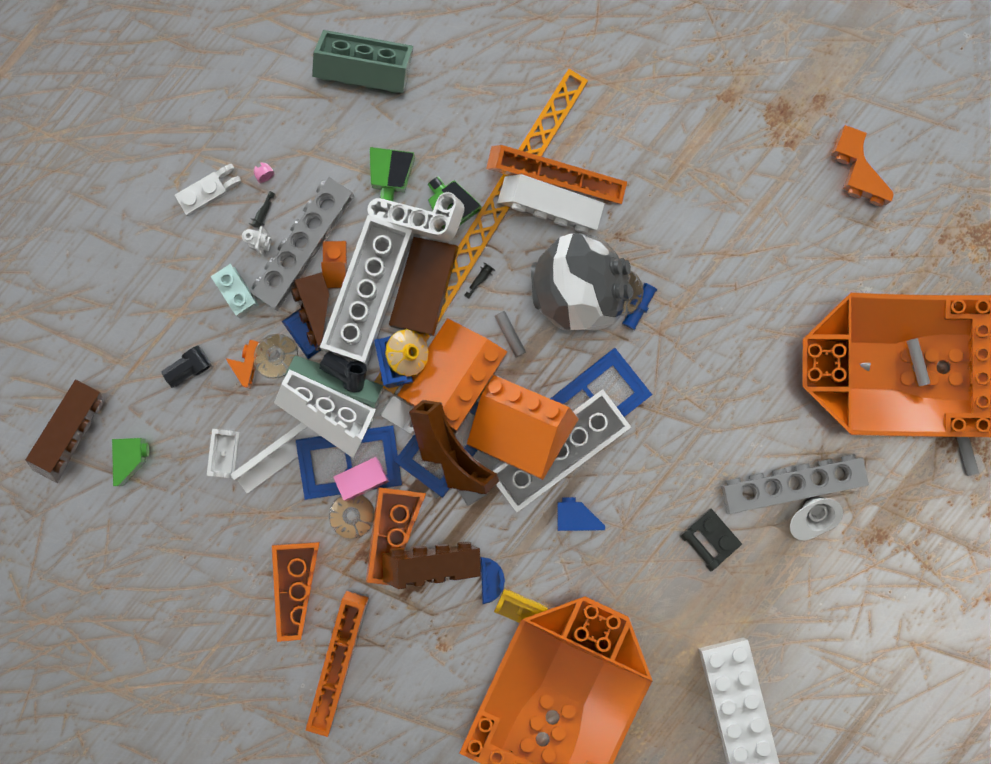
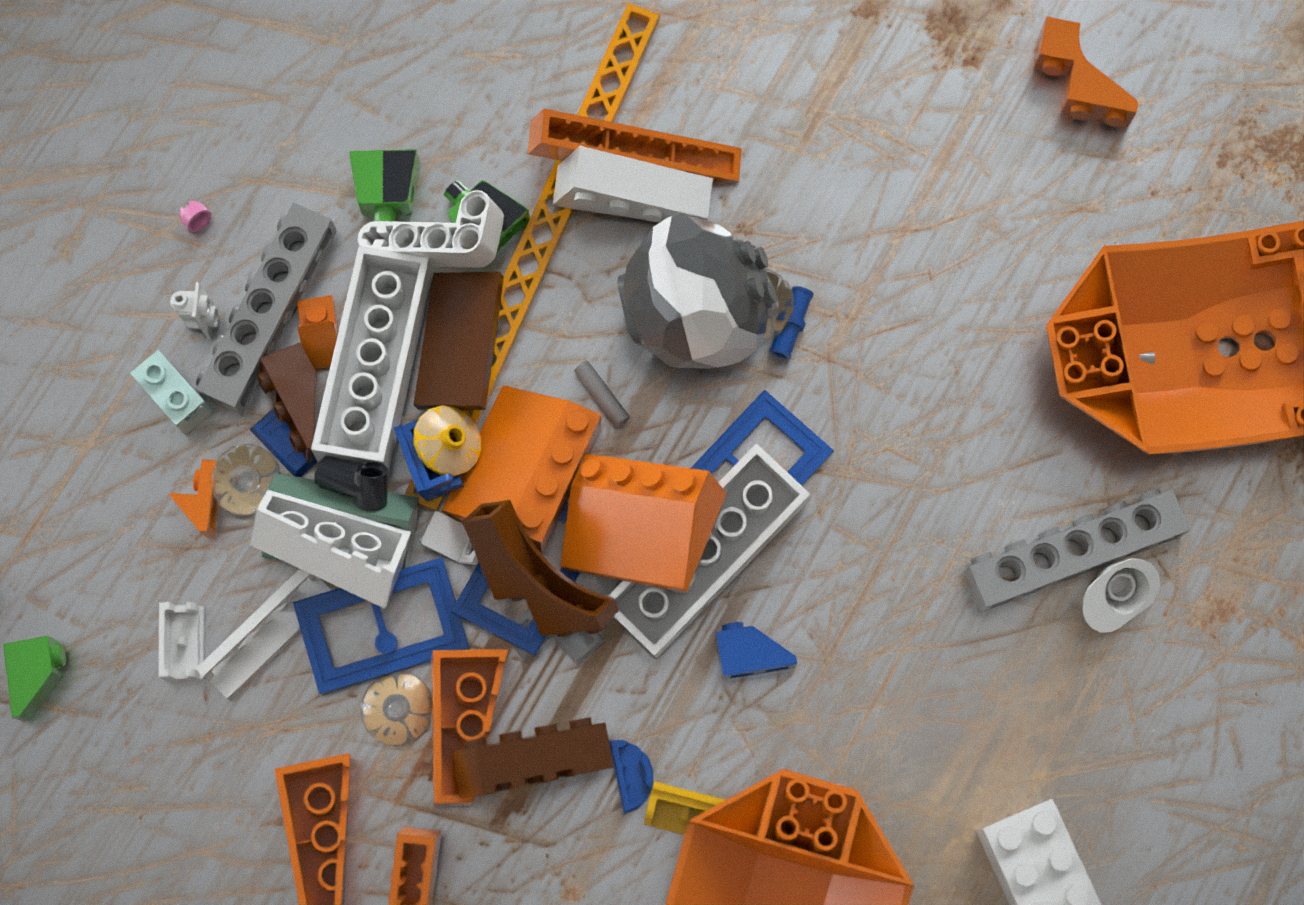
camera: 10 degrees left, 10 degrees down
(191, 364) = (117, 512): black piece -> none
(206, 190) = (112, 254): white hinge -> none
(260, 215) = (200, 272): pearl dark grey piece -> none
(361, 479) = (403, 646): bright pink hinge -> none
(362, 61) = (321, 38): sand green slope -> none
(482, 276) = (547, 315): pearl dark grey piece -> none
(716, 534) = (972, 647): pearl dark grey plate -> none
(918, 362) = (1226, 337): light grey piece -> none

